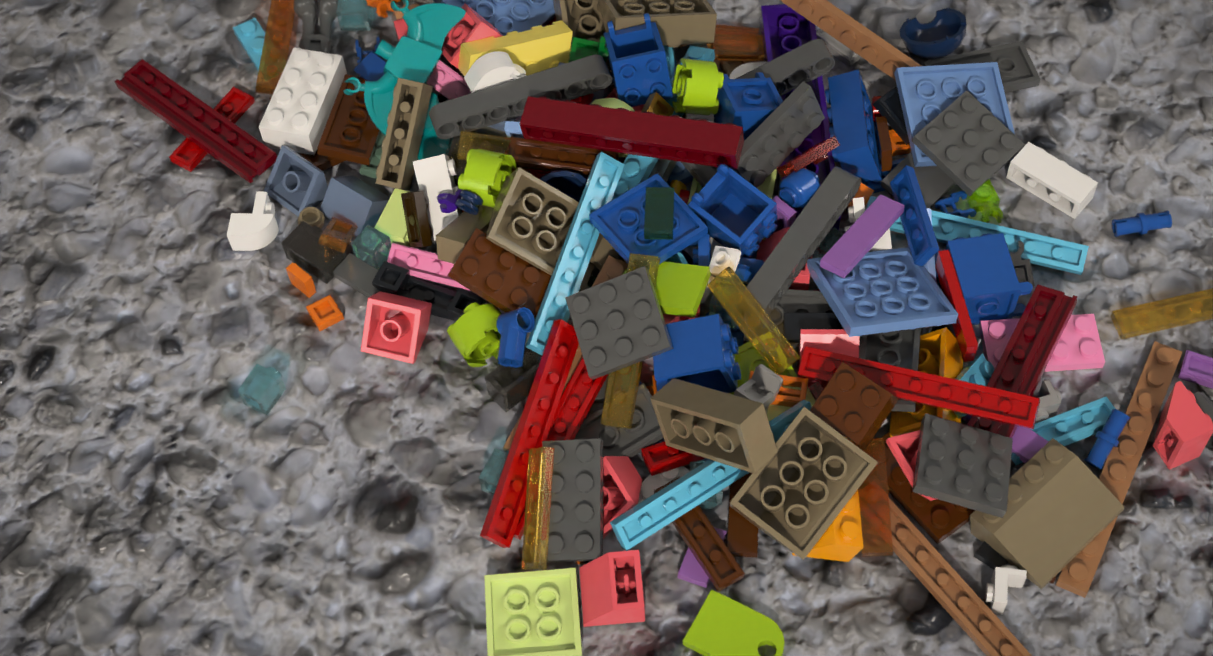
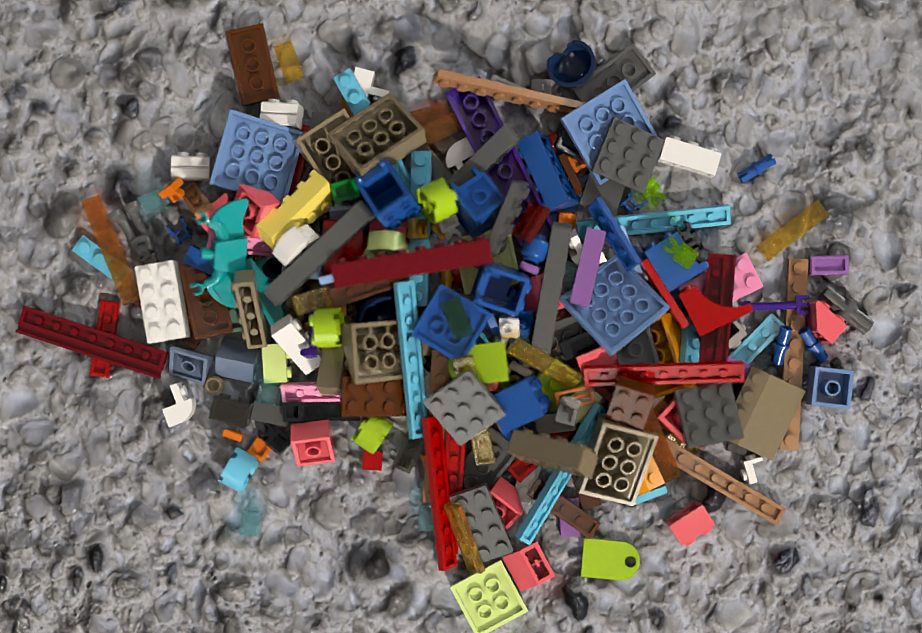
camera: 25 degrees left, 30 degrees up
(282, 314) = (237, 469): none -> medium azure brick
(338, 234) = (242, 397): clear orange tile -> none
(349, 306) = (277, 440): none -> black plate
(416, 219) = (291, 369): dark brown plate -> none
(463, 379) = (372, 461): none -> red tile
(469, 202) = (324, 352): dark blue bush -> none
(513, 330) = (398, 430): blue piece -> none
(832, 564) = (656, 492): none -> medium azure tile
(879, 619) = (689, 523): none -> coral brick
(910, 510) = (672, 437): none -> clear yellow tile
(999, 258) = (683, 254): none -> clear neon green plate
(1015, 351) = (707, 315): none -> red arch
(1153, 396) = (797, 304): none -> dark purple hinge
(1156, 455) = (813, 344): none -> blue pin
(1164, 518) = (829, 387): none -> medium blue brick

